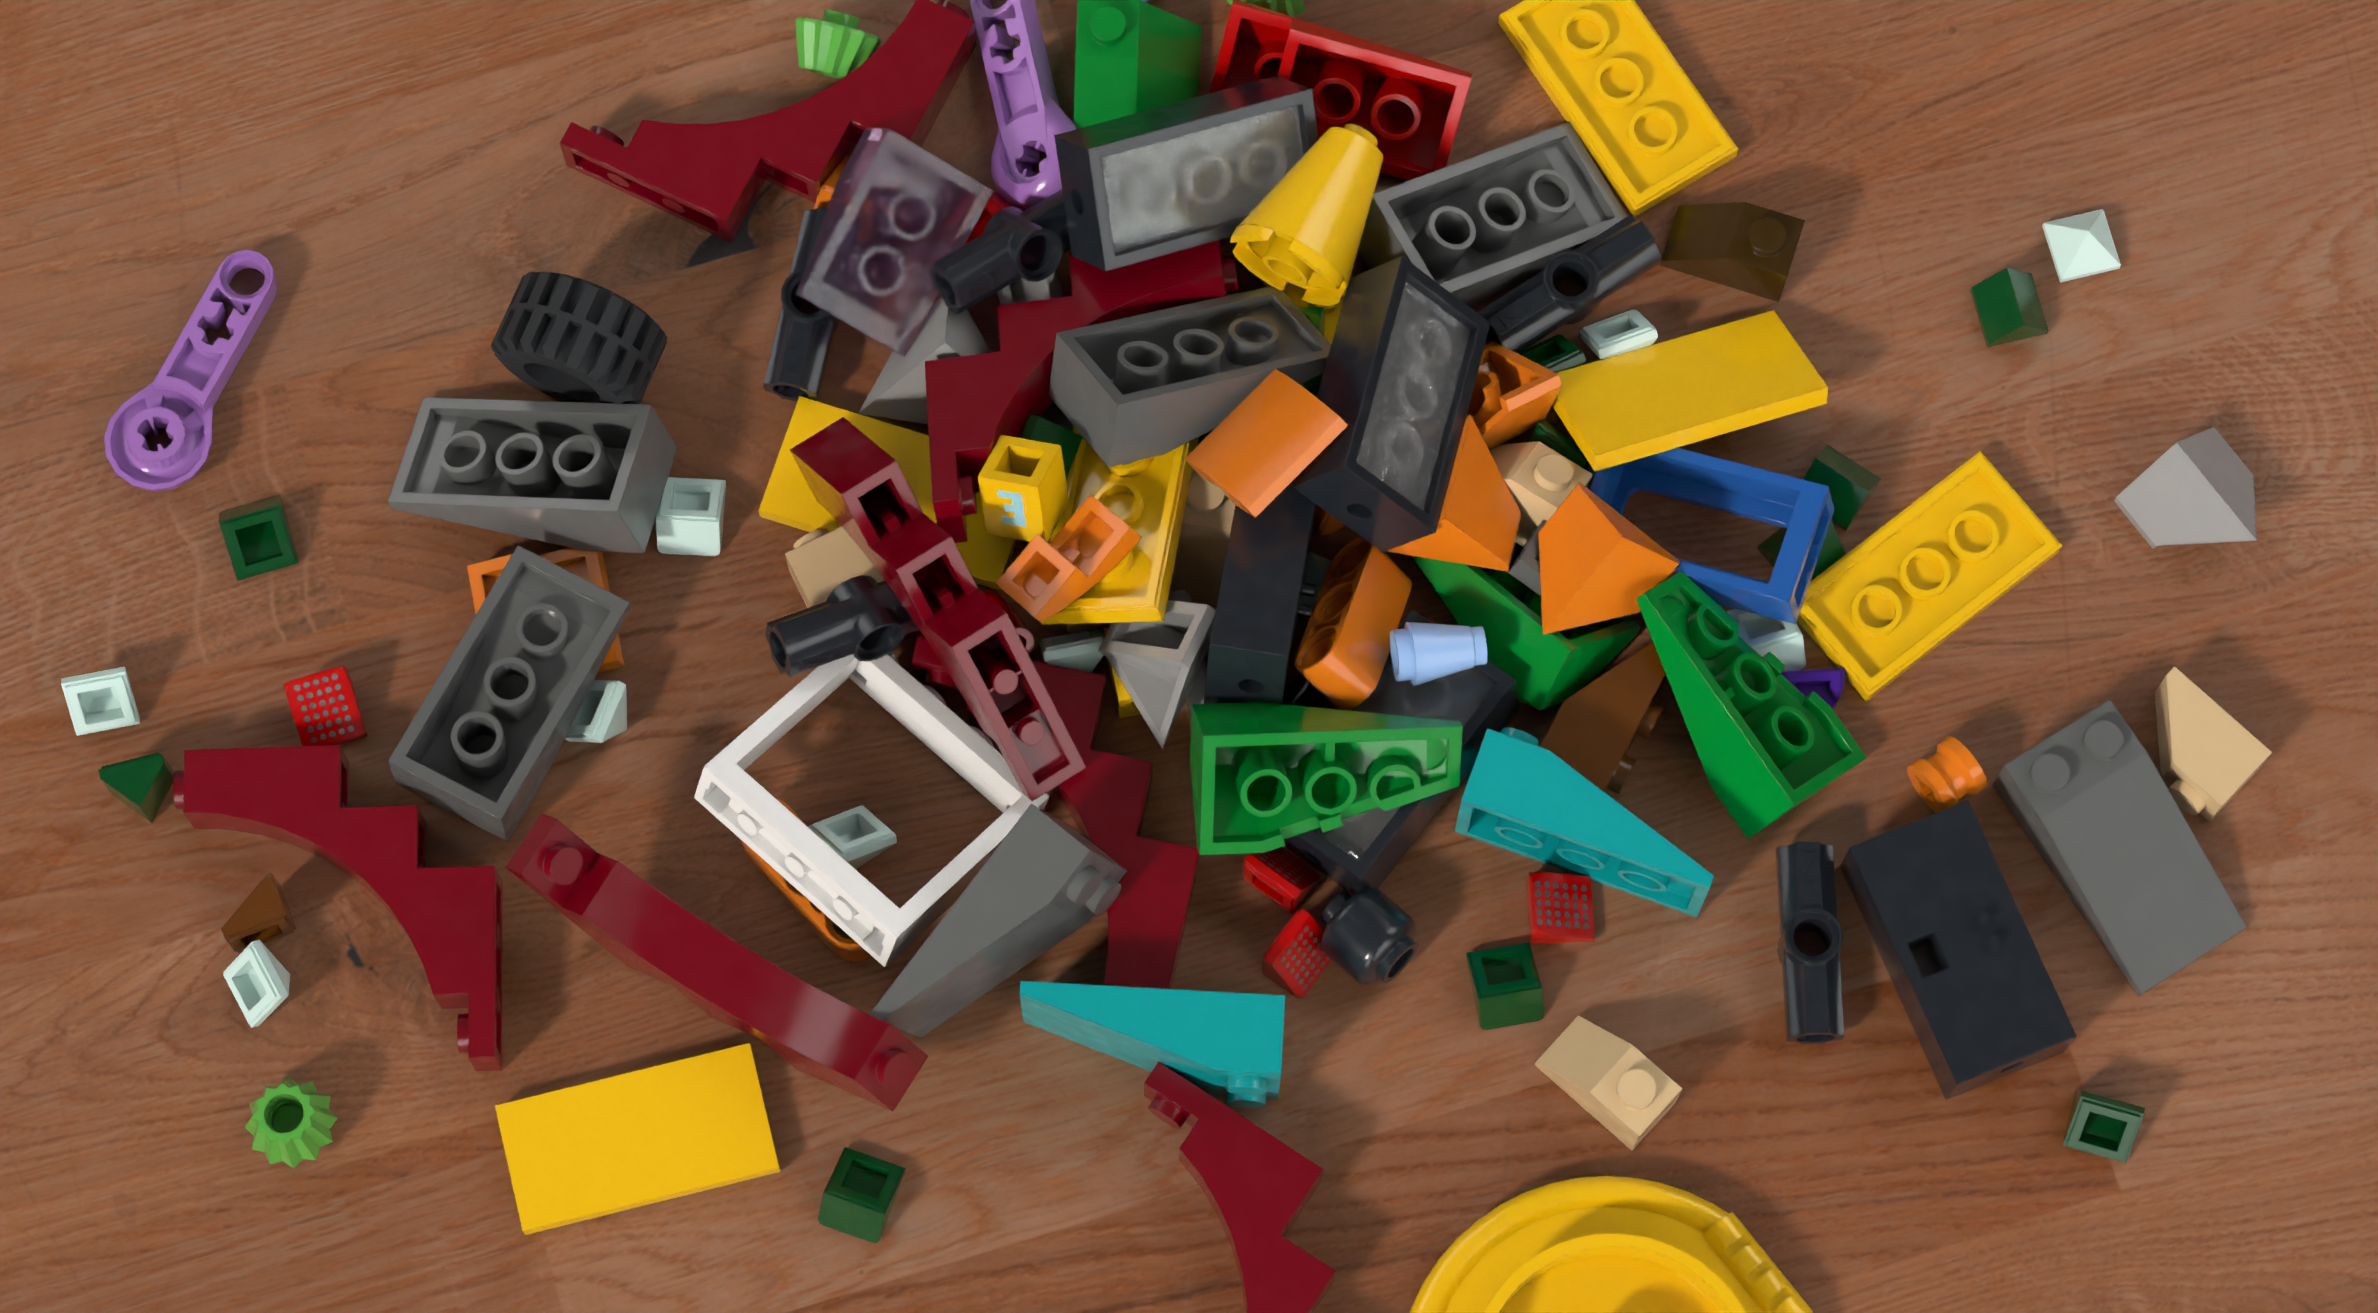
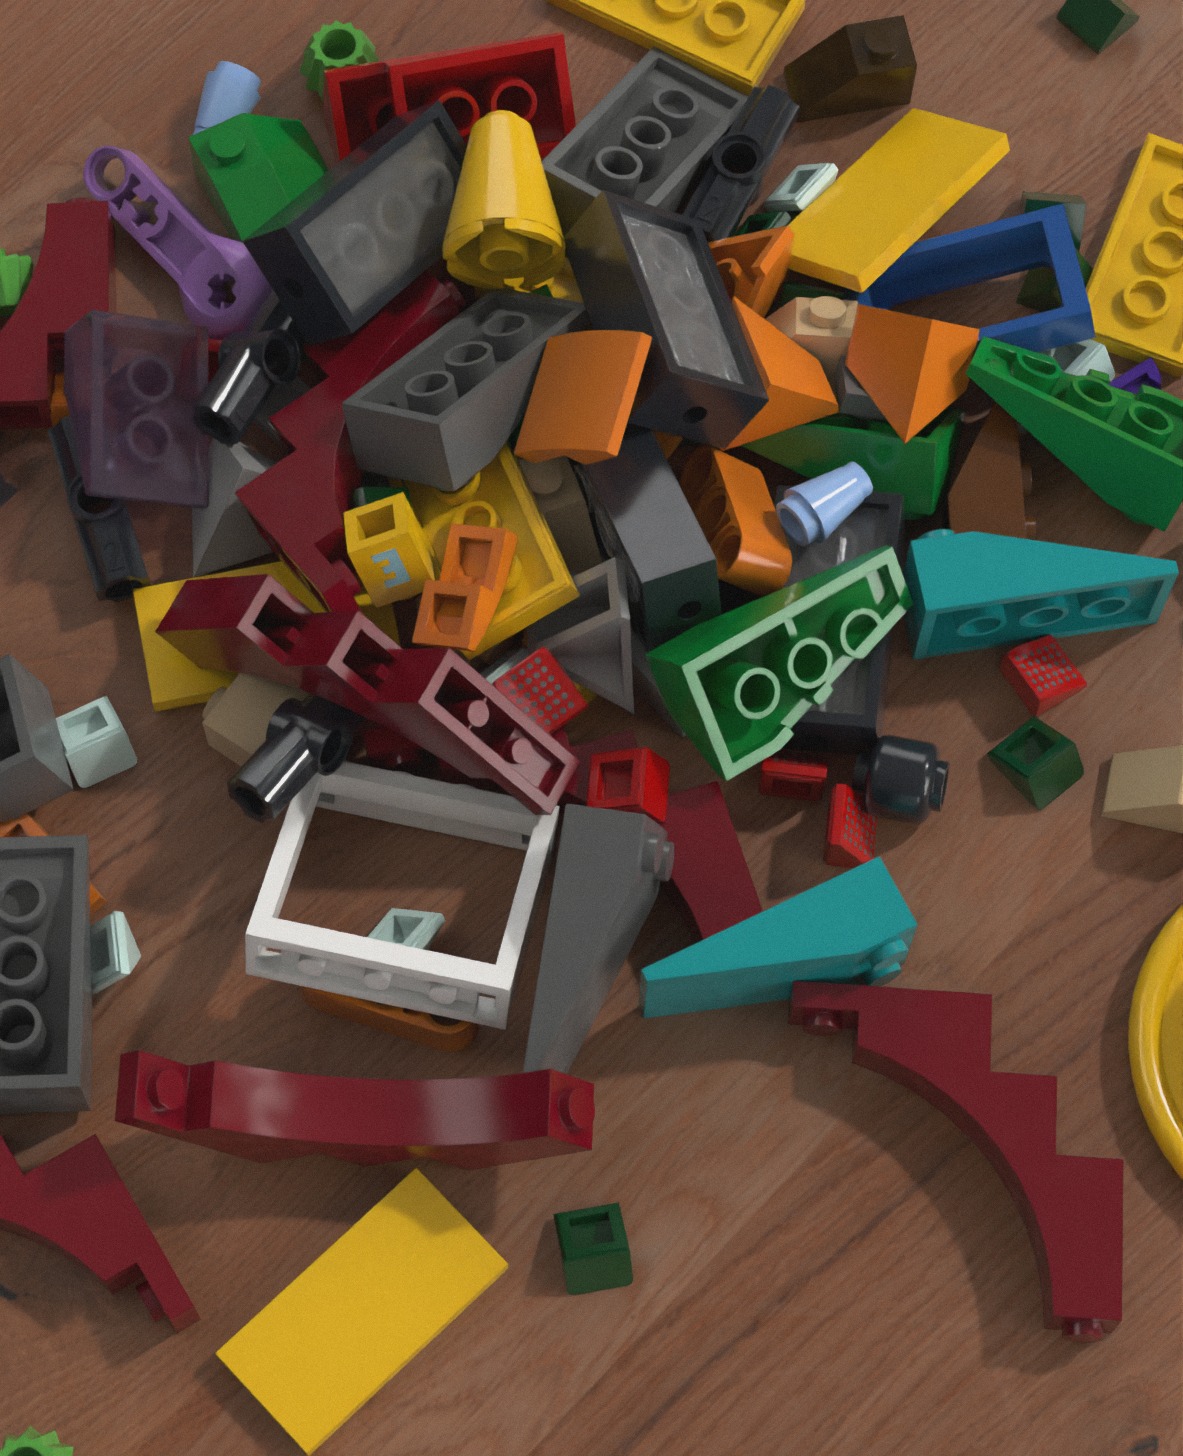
camera: 30 degrees left, 5 degrees down
(1086, 688) = (542, 690): none -> red slope
(1117, 812) = (629, 782): none -> red slope

